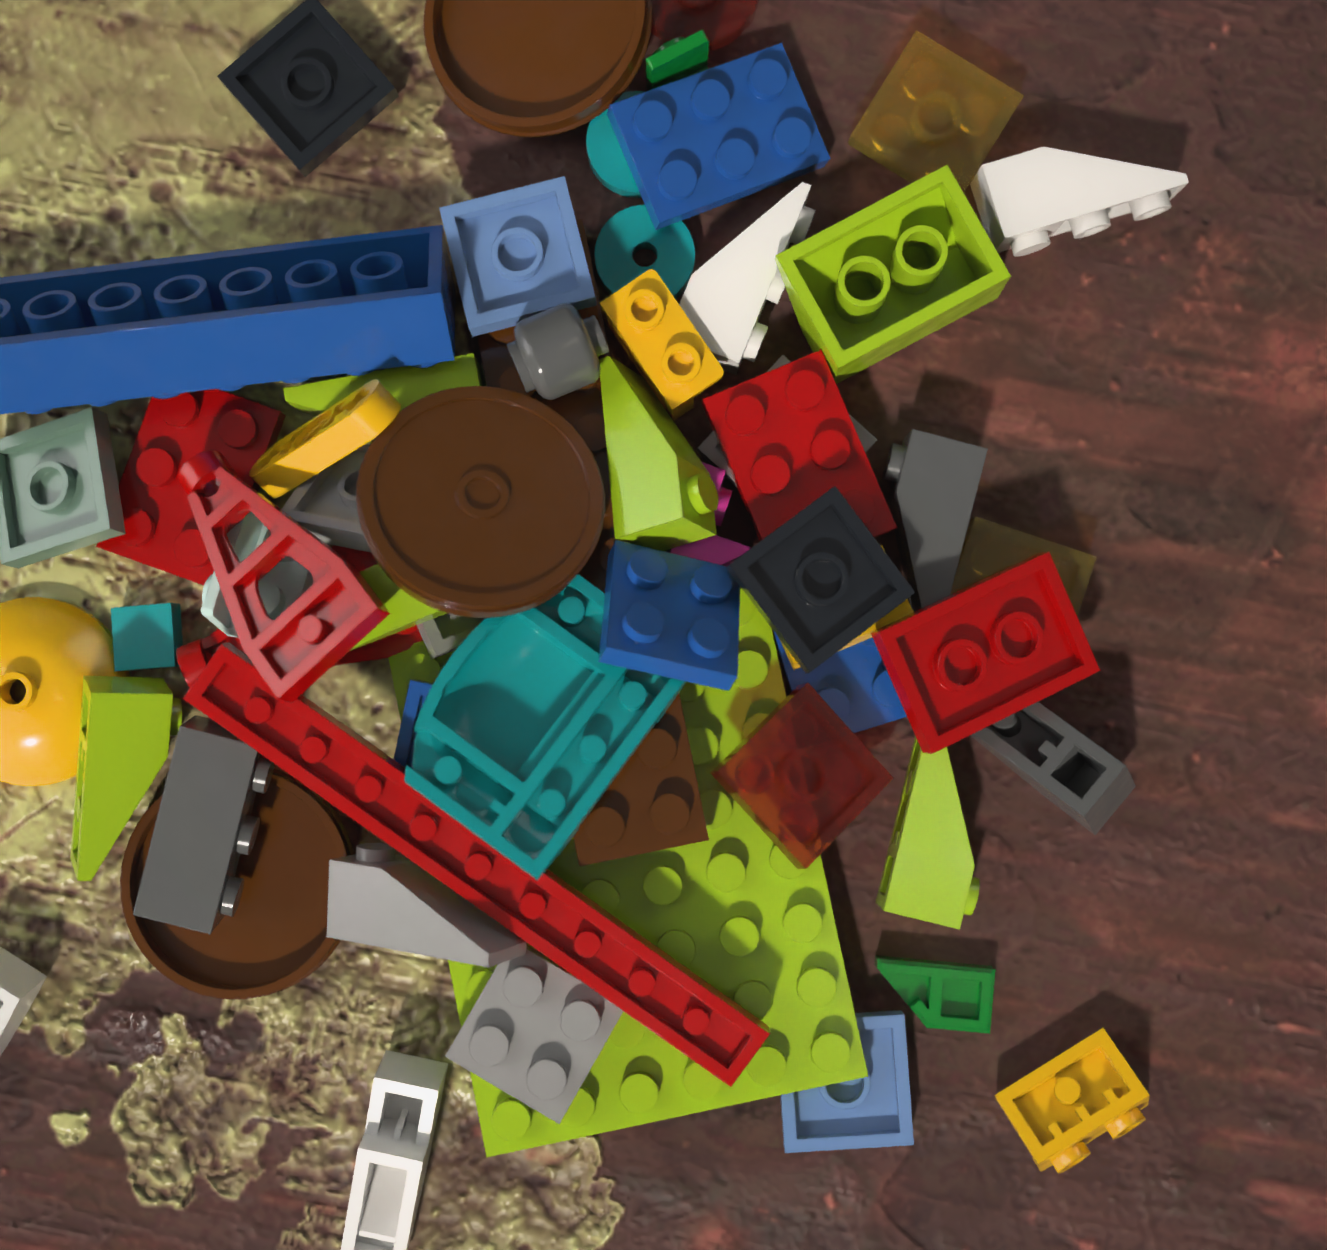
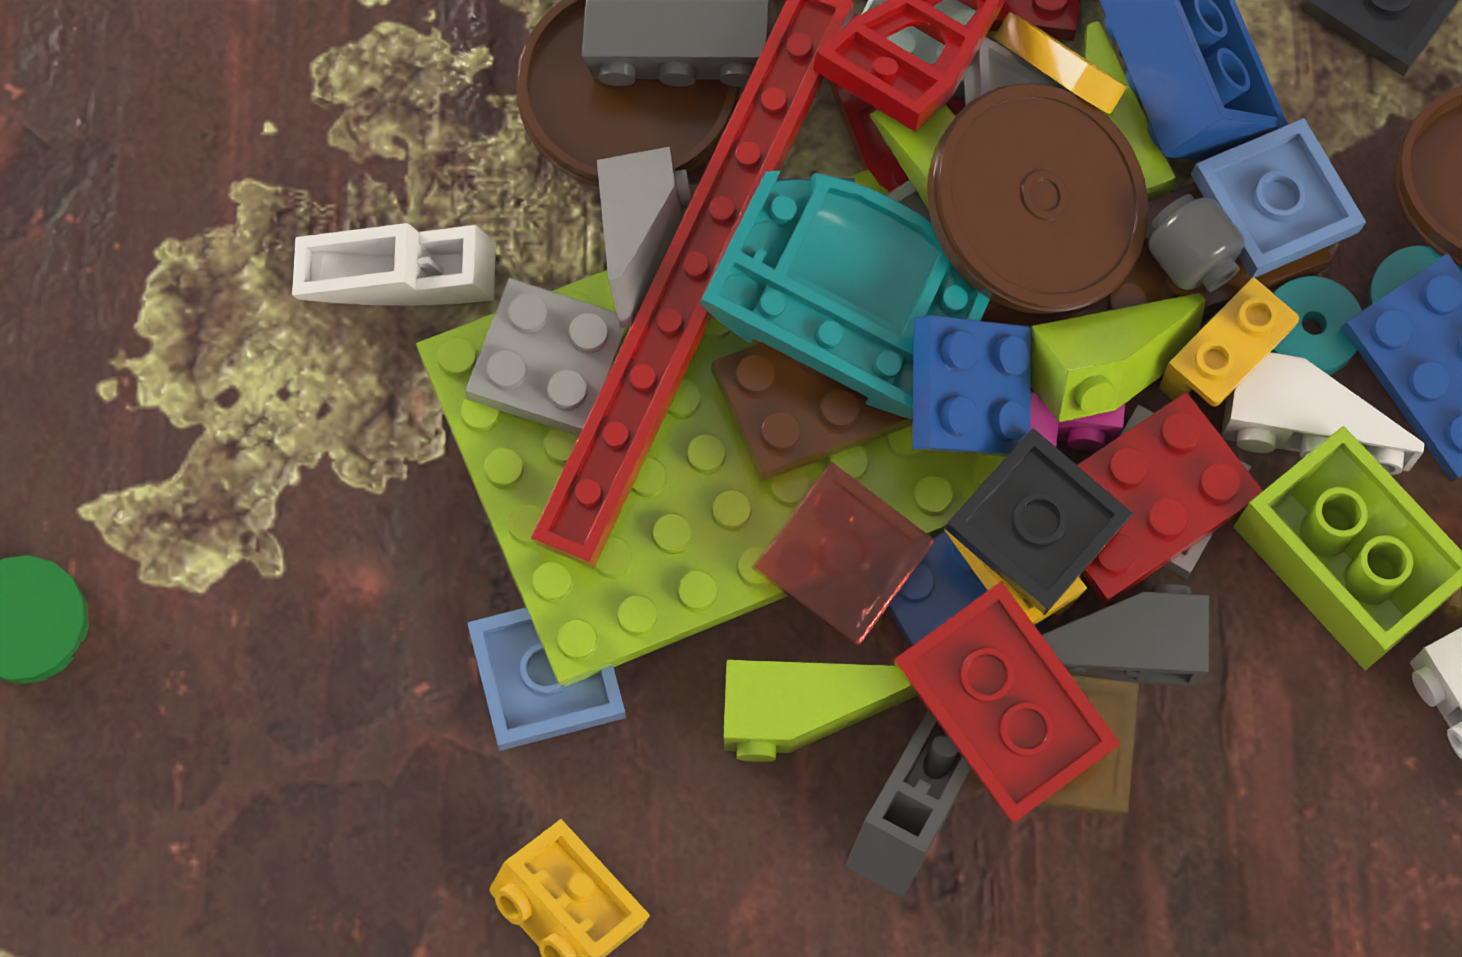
camera: 80 degrees right, 15 degrees down
(943, 992) = (652, 754): green tile -> none

